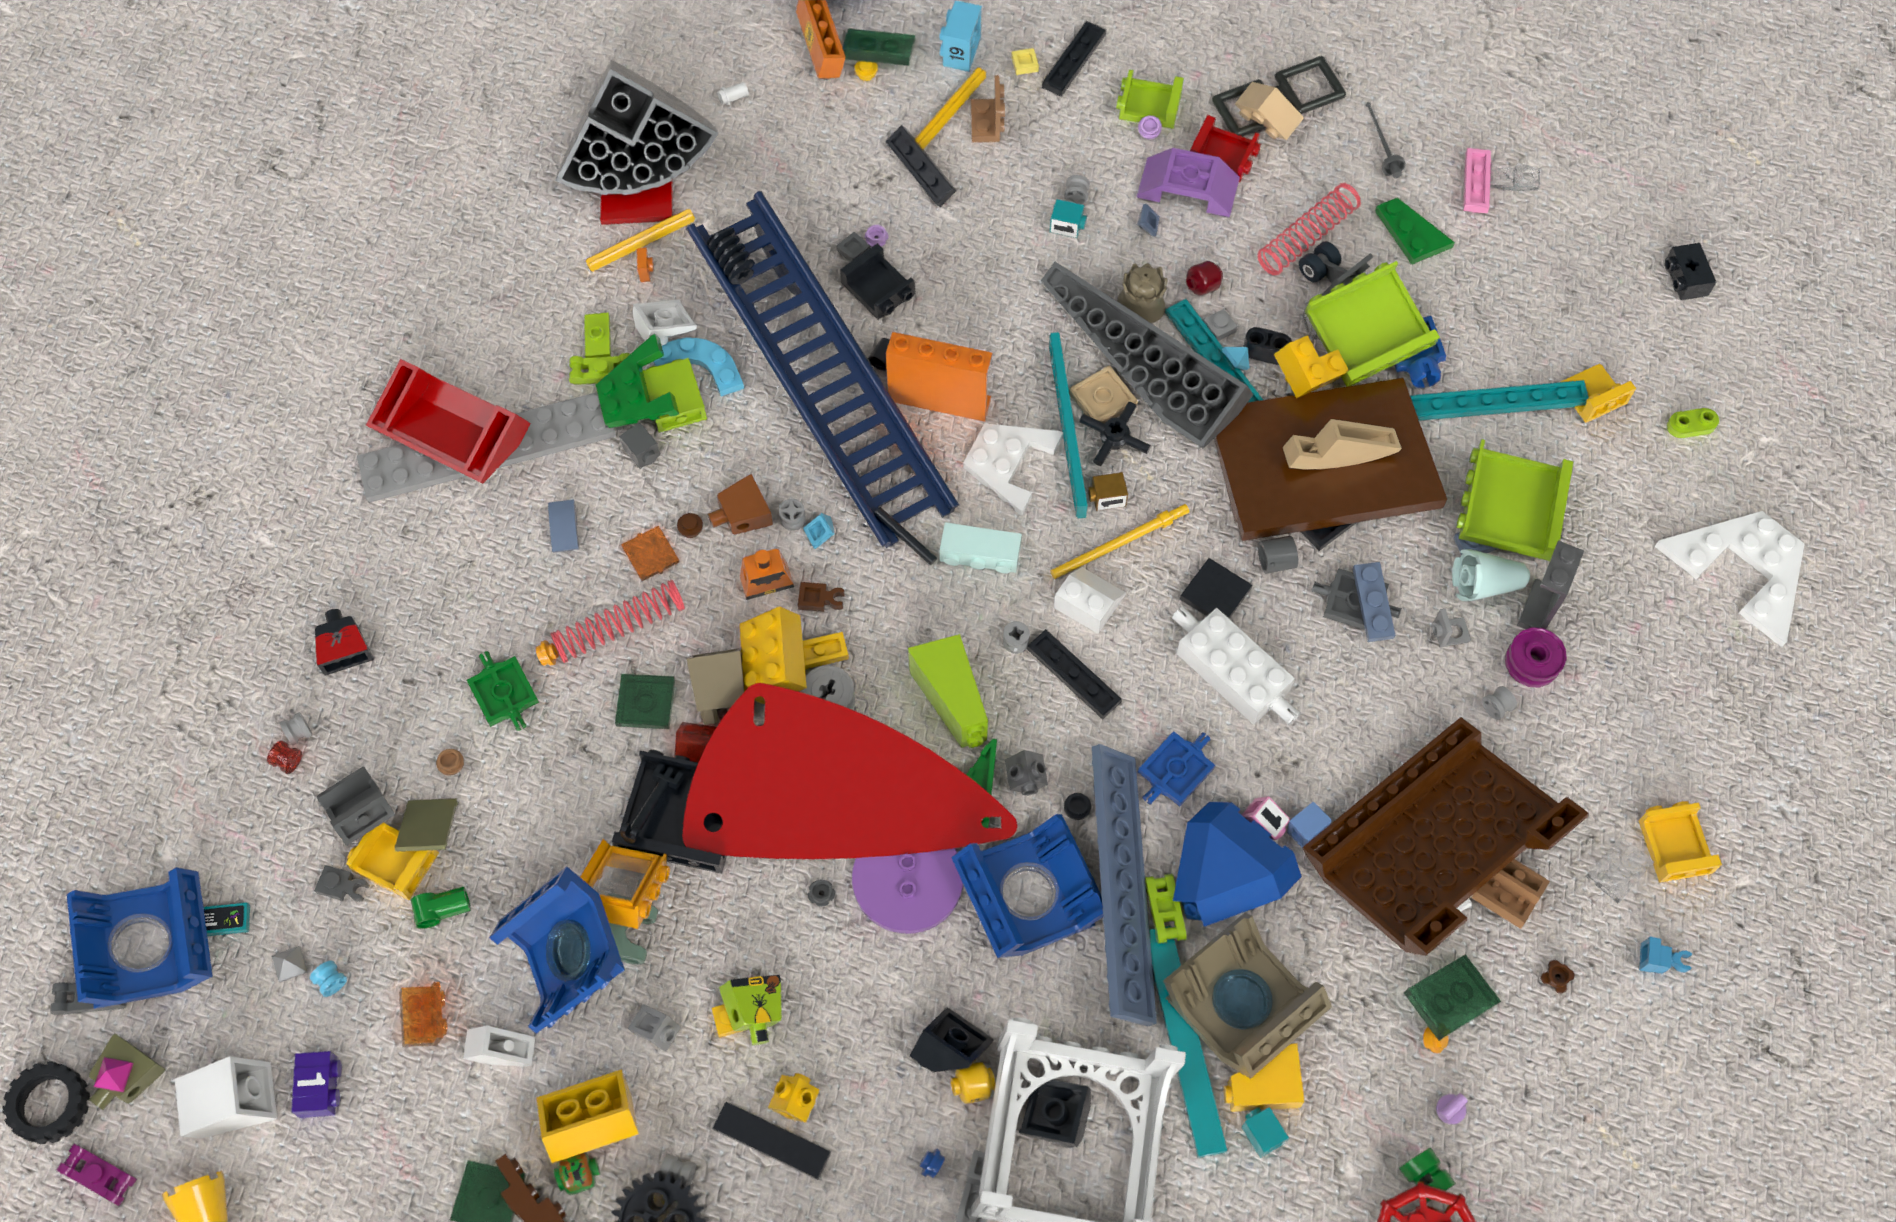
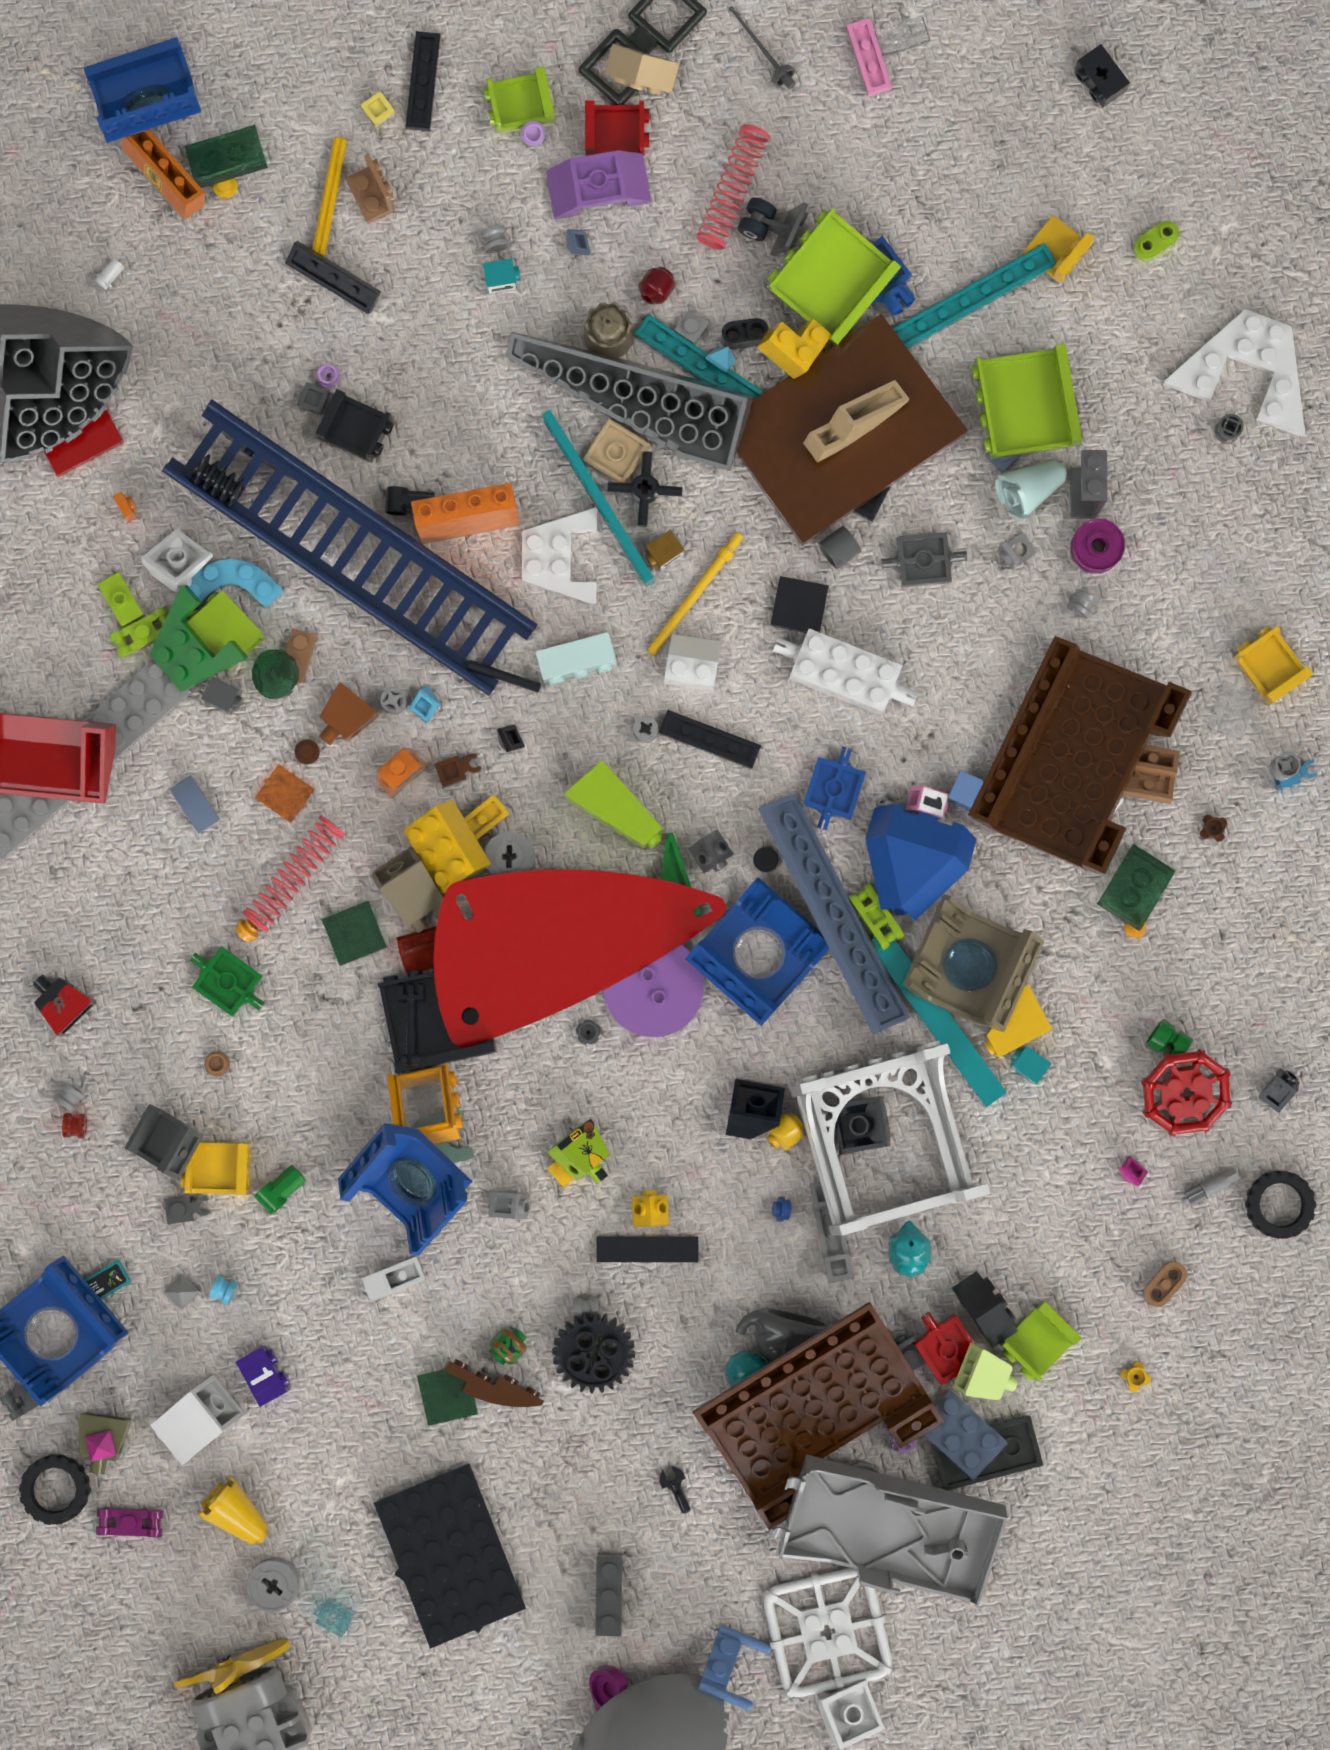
camera: 25 degrees left, 20 degrees up
(422, 1015) = (317, 1282): clear orange bracket -> none
(426, 825) = (231, 1128): olive piece -> none
(586, 1116) = (495, 1301): yellow brick -> none
(640, 240) = (106, 479): yellow axle -> none
(697, 446) = (275, 674): none -> clear green tile
(726, 443) = (301, 648): none -> medium nougat plate
(883, 591) = (510, 738): none -> black slope
(961, 35) = (303, 112): medium azure brick -> none
(1373, 602) = (940, 558): sand blue plate -> none
(1412, 232) = (828, 142): green wing -> none
(1451, 1108) = (1168, 977): lavender plate -> none
(1665, 935) = (1289, 766): none -> light grey wheel
(1709, 606) = (1225, 432): none -> dark grey wheel

